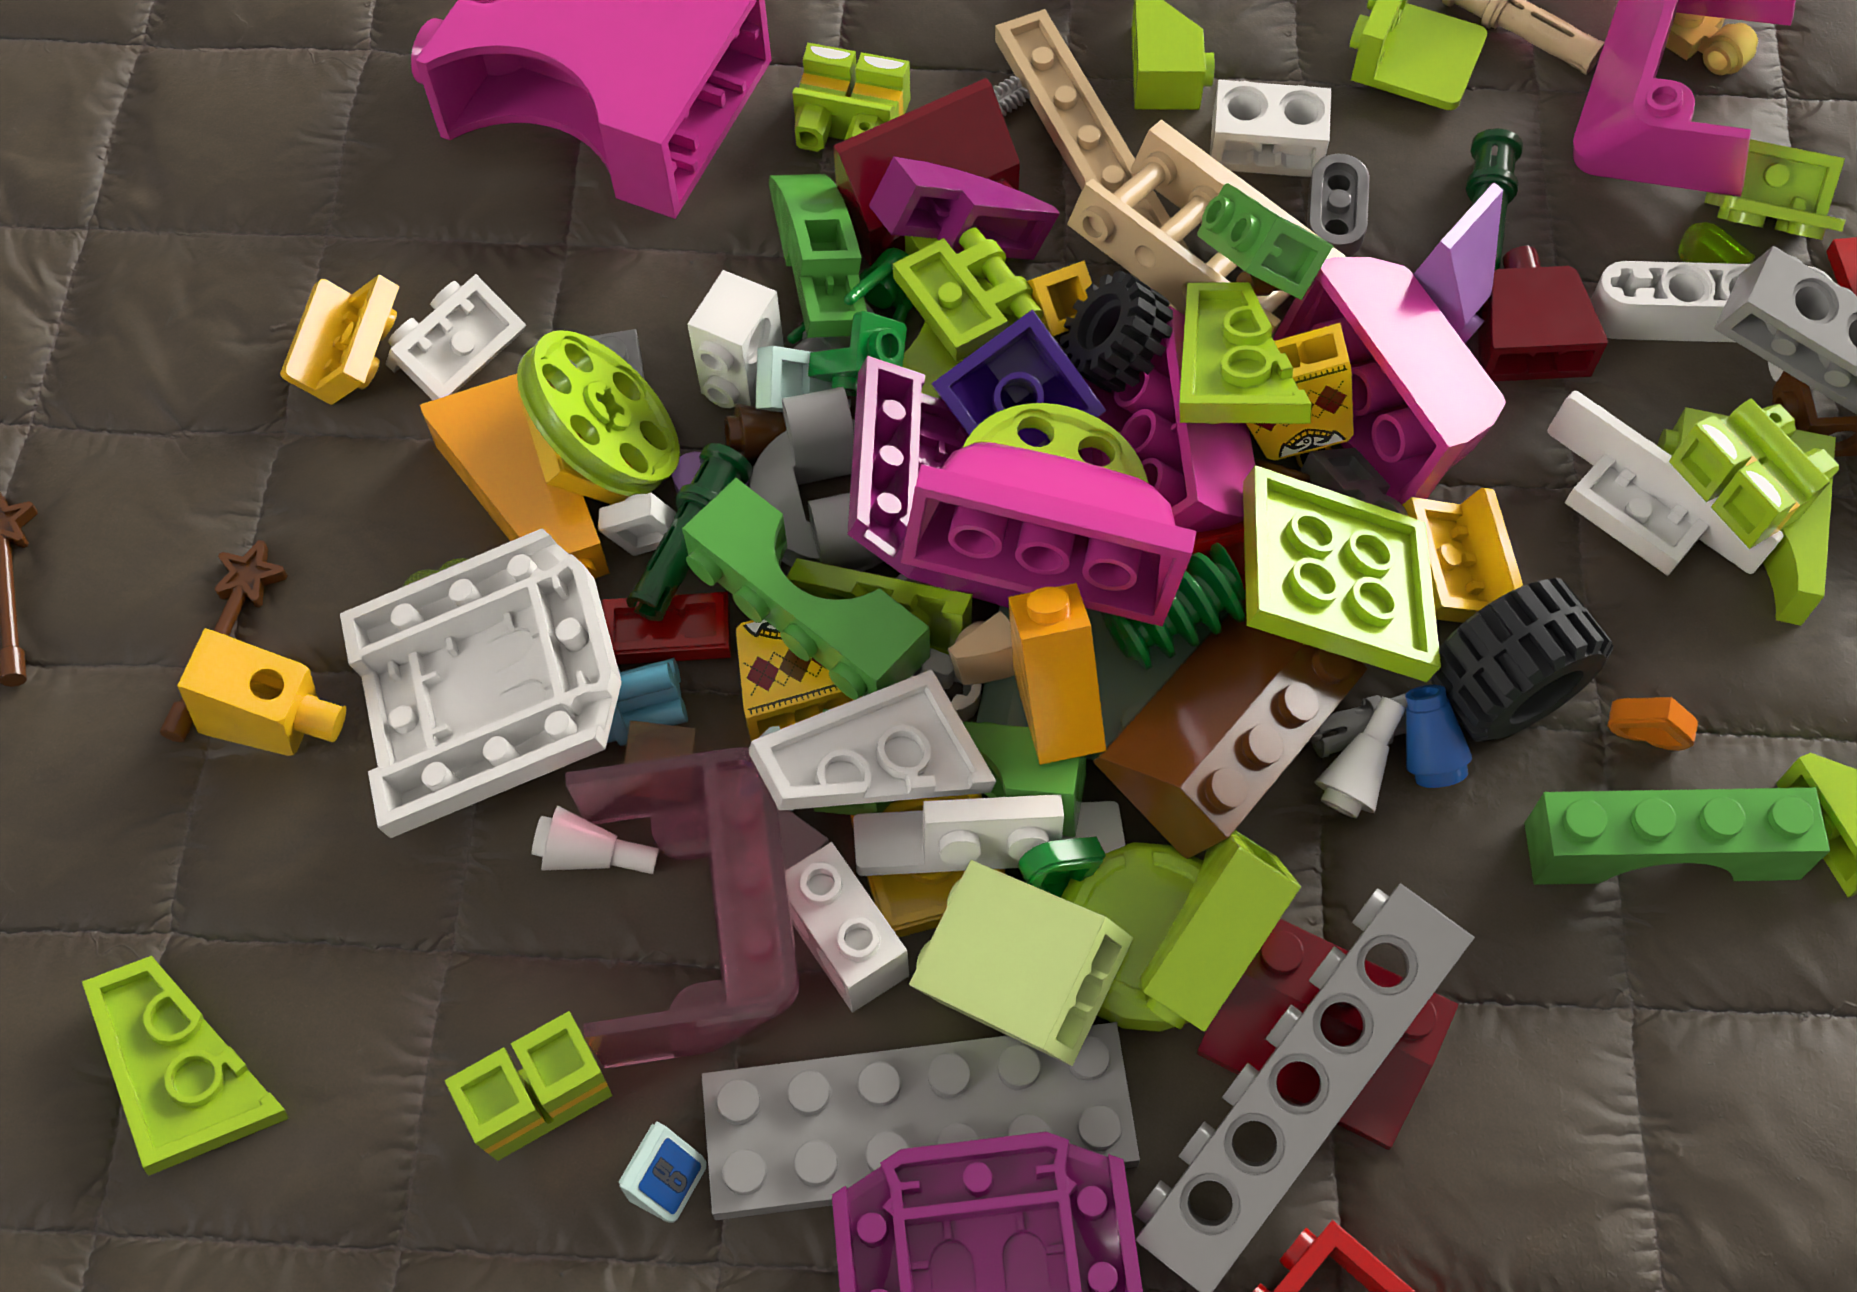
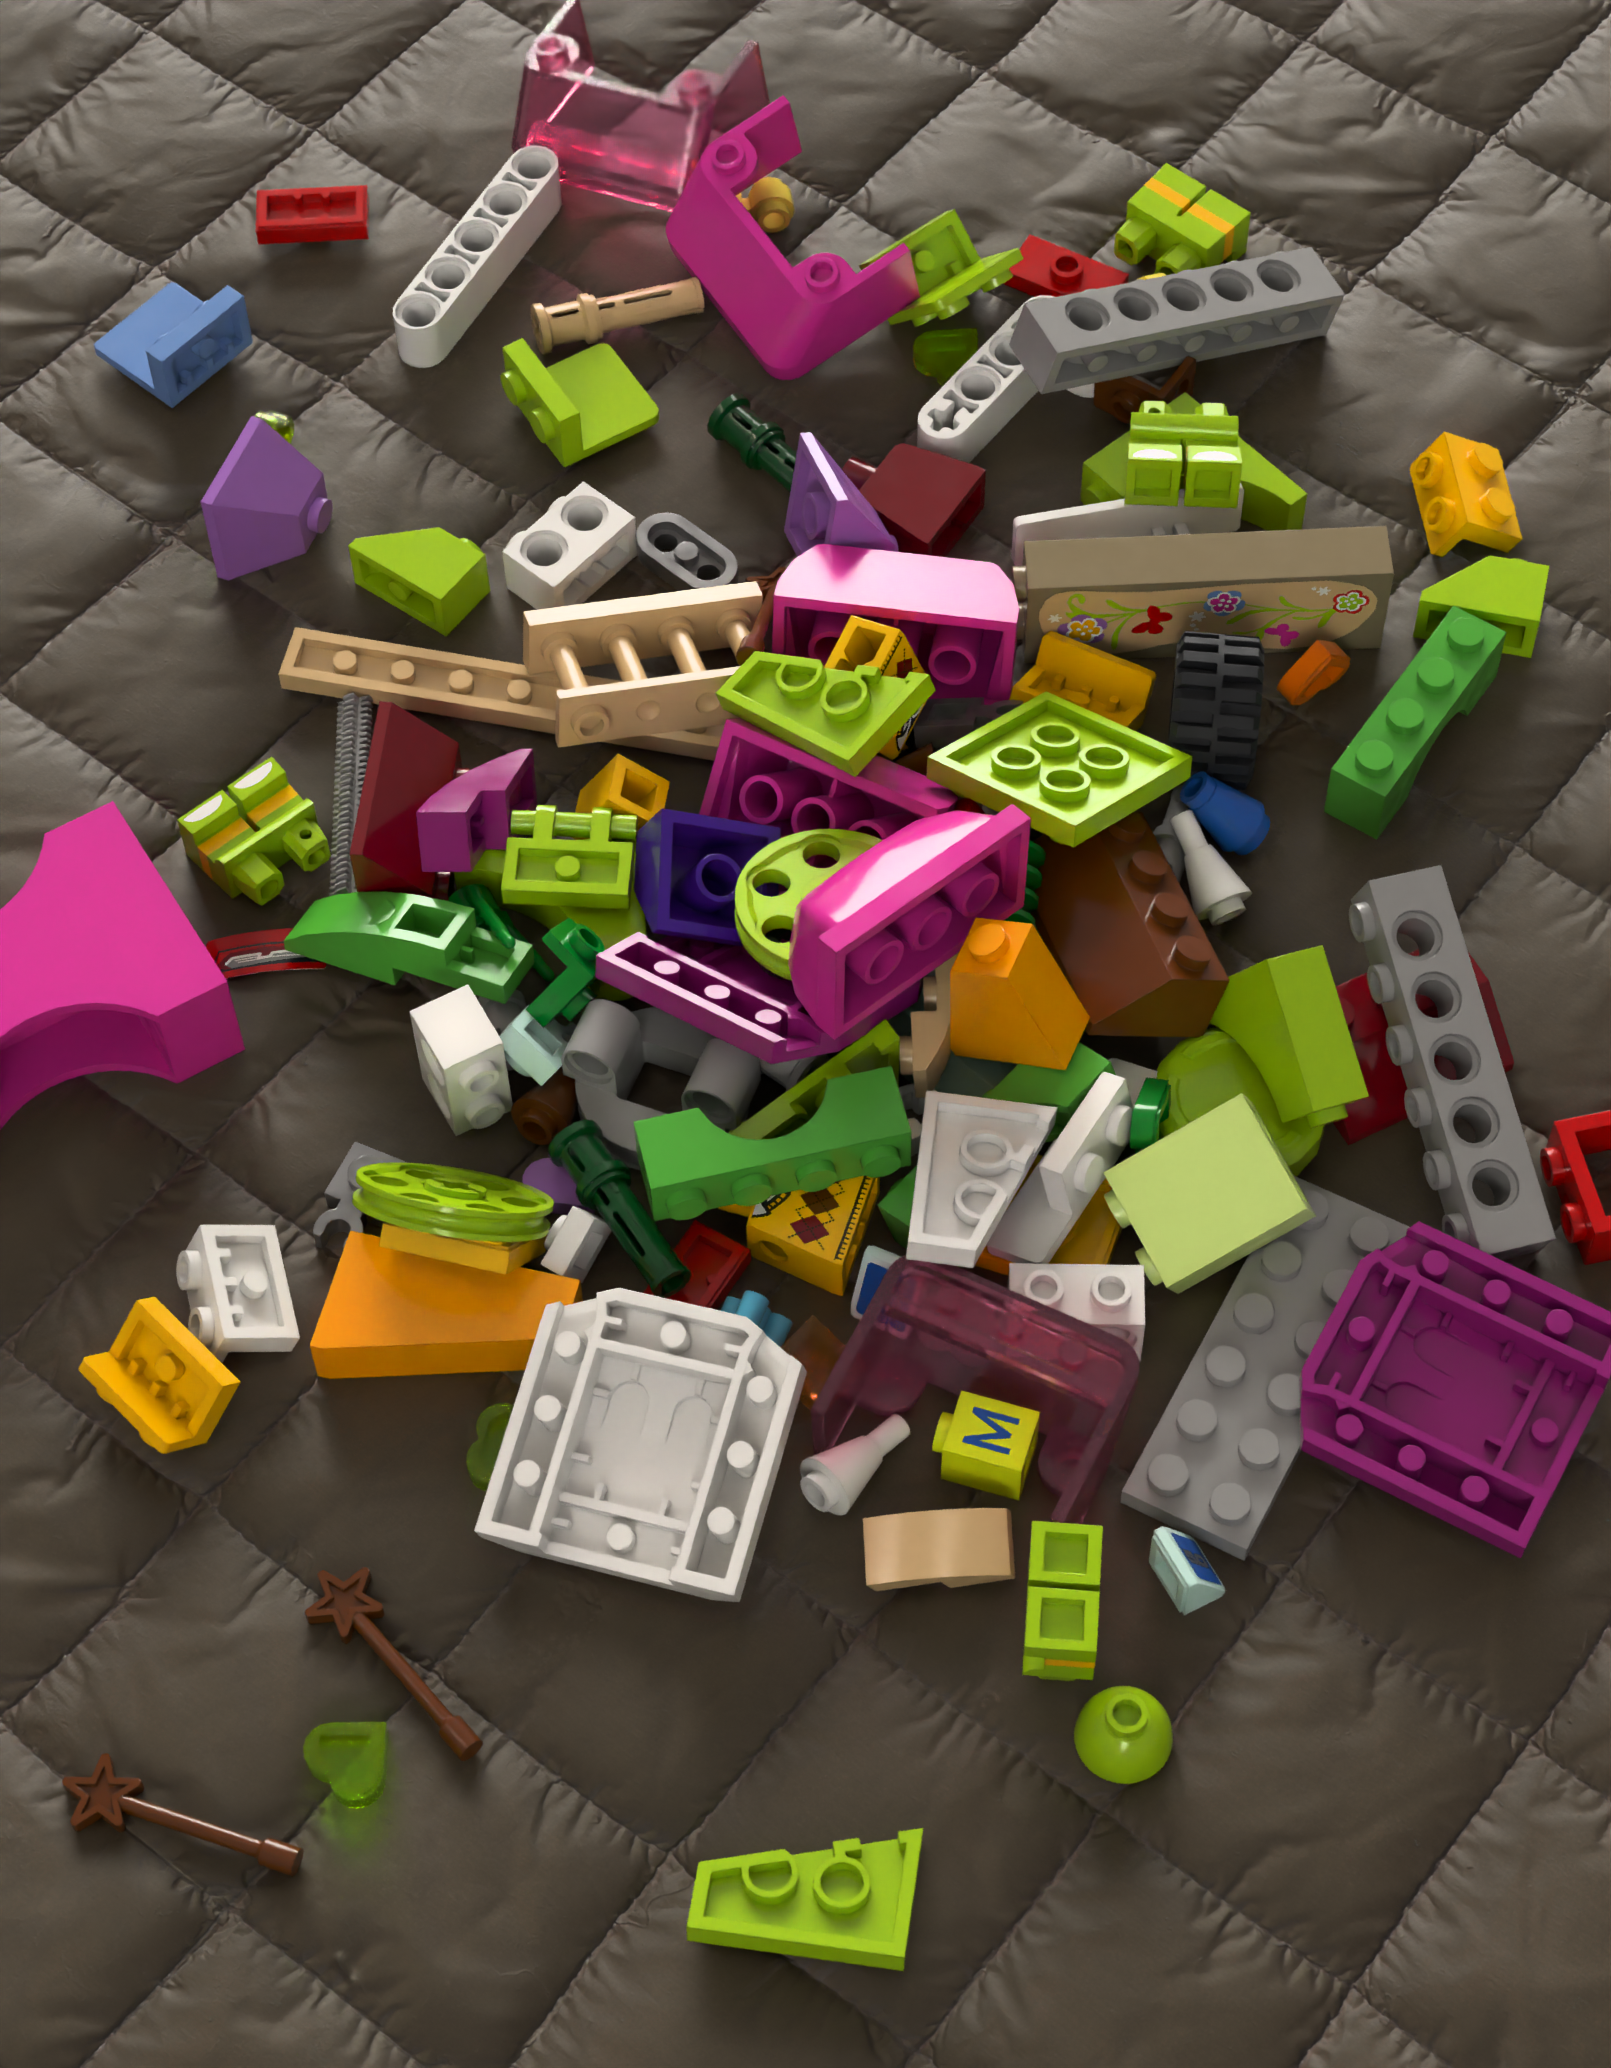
camera: 55 degrees left, 5 degrees down
(117, 661) = (350, 1759): none -> clear neon green tile
(255, 696) = (508, 1643): yellow torso -> none
(476, 1221) = (1123, 1735): none -> lime brick
(548, 958) = (938, 1546): none -> tan slope
(670, 938) = (987, 1444): none -> neon yellow brick
(752, 168) = (257, 953): none -> sticker
(1117, 331) = (737, 759): black tyre -> none
(1263, 241) = (718, 618): bright green bracket -> none
(1645, 583) = (1148, 590): none -> brick

